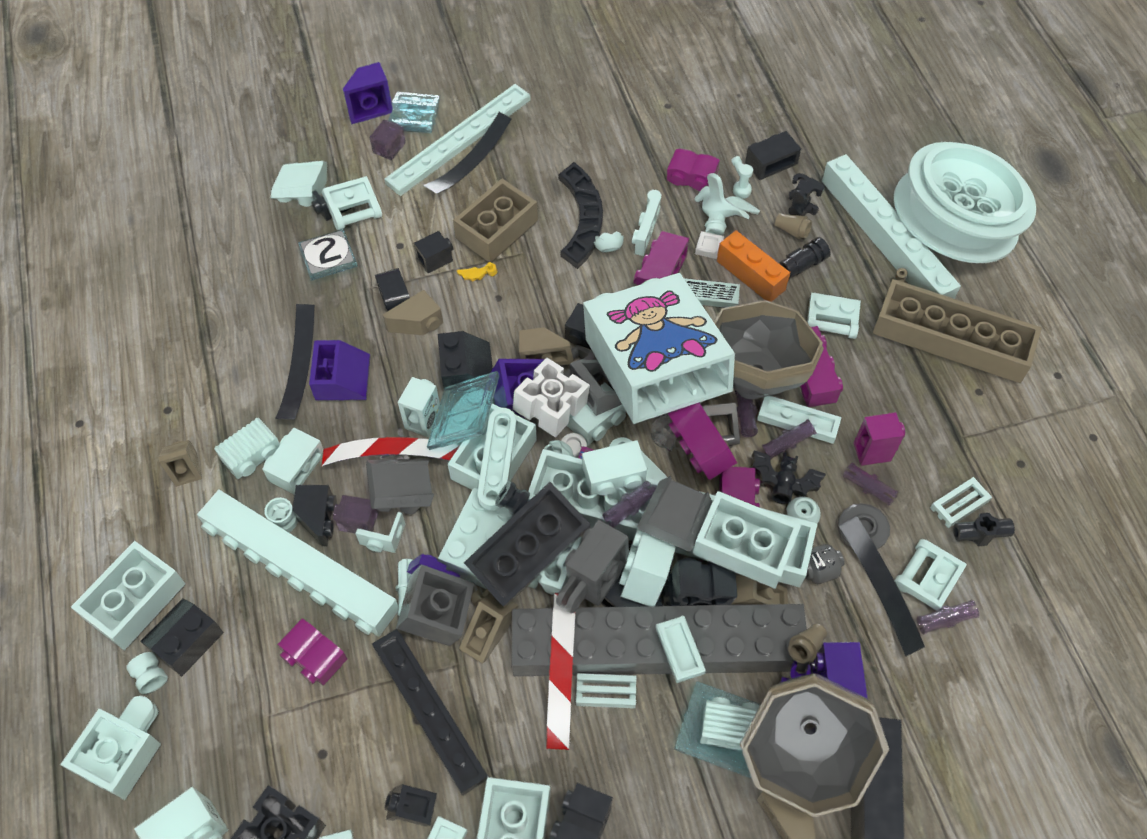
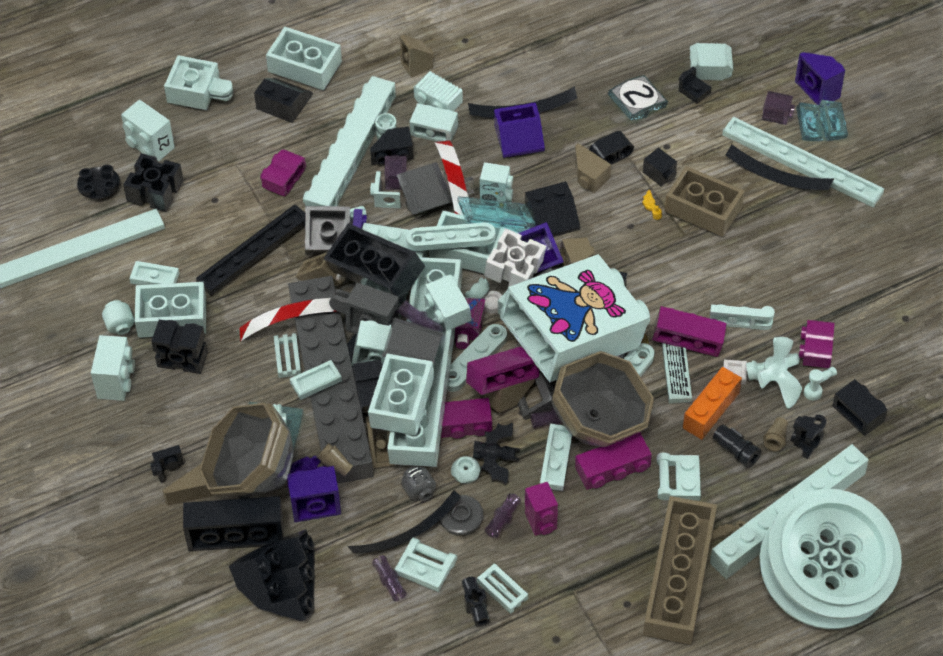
camera: 80 degrees right, 5 degrees down
(147, 673) = (248, 87): light aqua wheel -> none
(350, 195) = (698, 93): light aqua plate -> none
(410, 805) = (184, 253): black bracket -> none
(512, 498) = (412, 243): black wheel -> none
(590, 213) = (741, 275): black tile -> none
(609, 242) = (709, 290): light aqua plate -> none
(789, 439) = (530, 447): clear purple pin -> none
(948, 746) = (279, 576): none -> black brick

